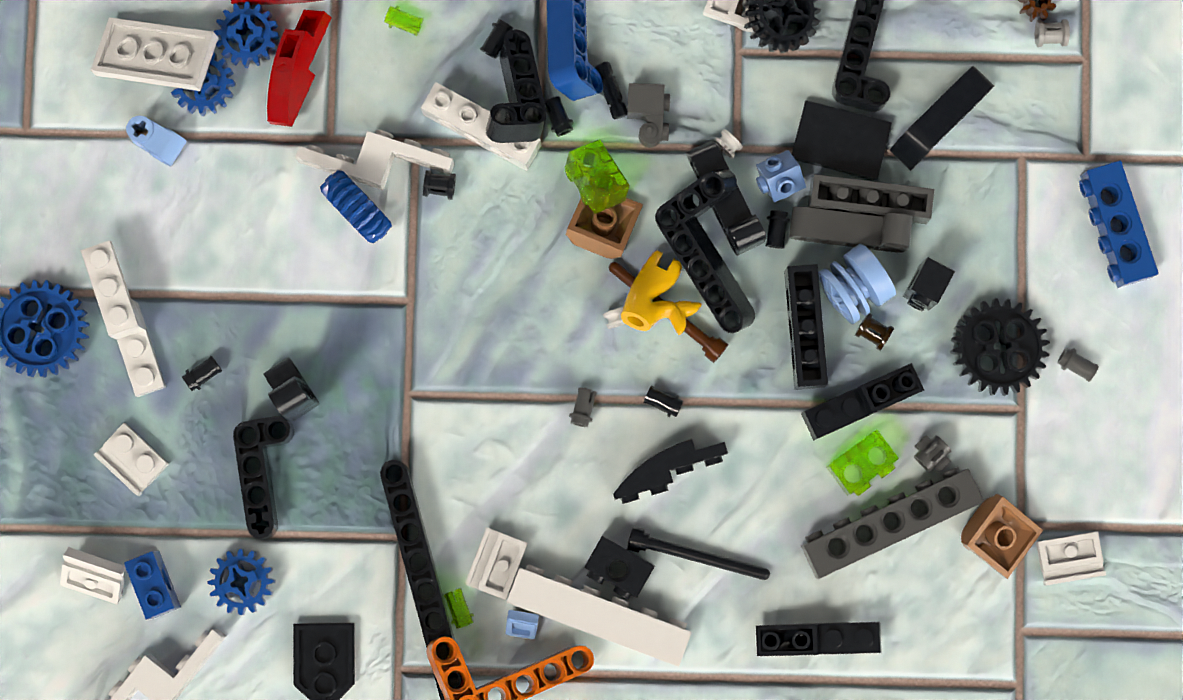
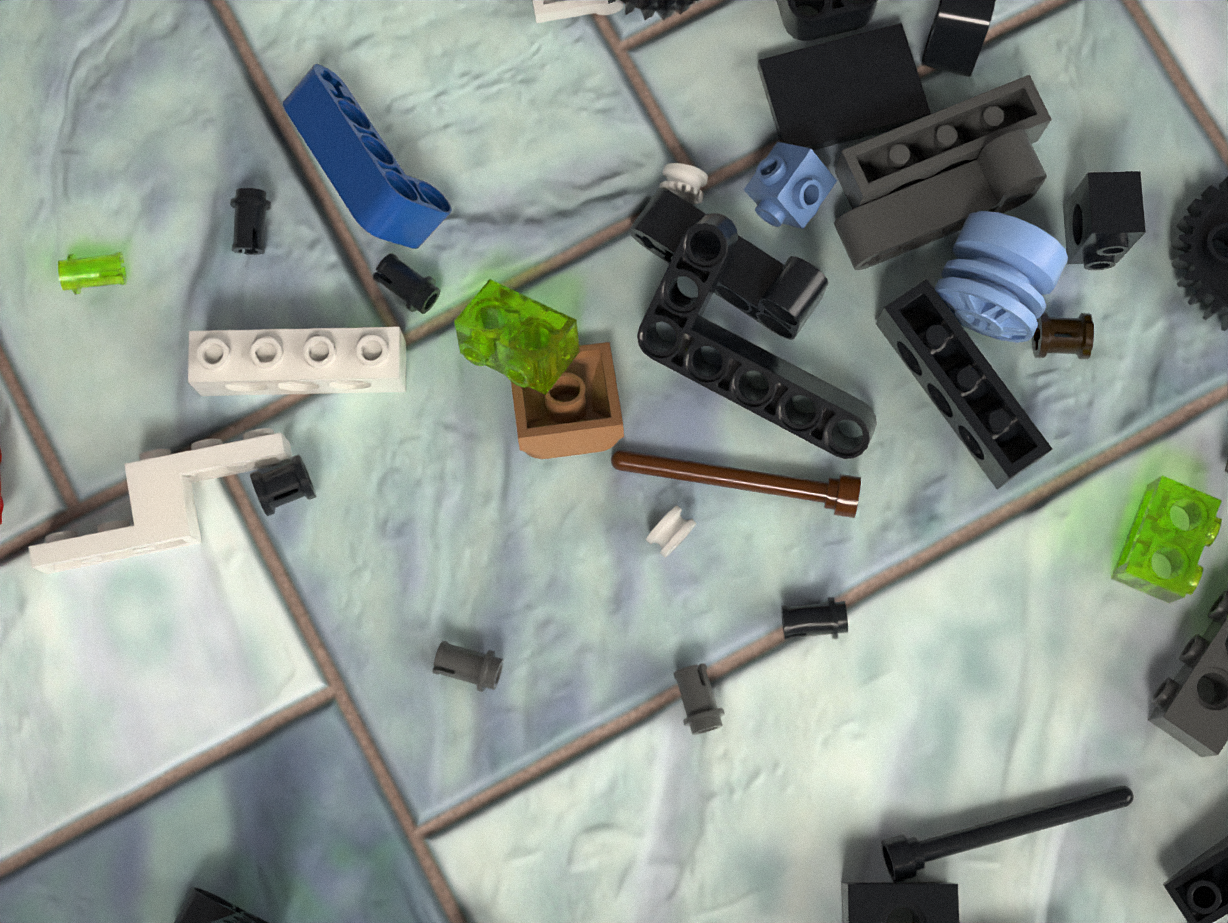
camera: 30 degrees left, 5 degrees down
(355, 206) = (168, 589): blue gear -> none
(480, 326) = (468, 665): none -> dark grey pin
(526, 112) = (351, 298): black beam -> none
(611, 91) = (467, 203): black axle -> none
(649, 103) = (534, 190): dark grey brick -> none
(650, 282) = (690, 448): yellow piece -> none
(656, 474) = (868, 735): black slope -> none
(777, 229) = (824, 255): black pin -> none
(862, 401) = (1110, 448): black slope -> none

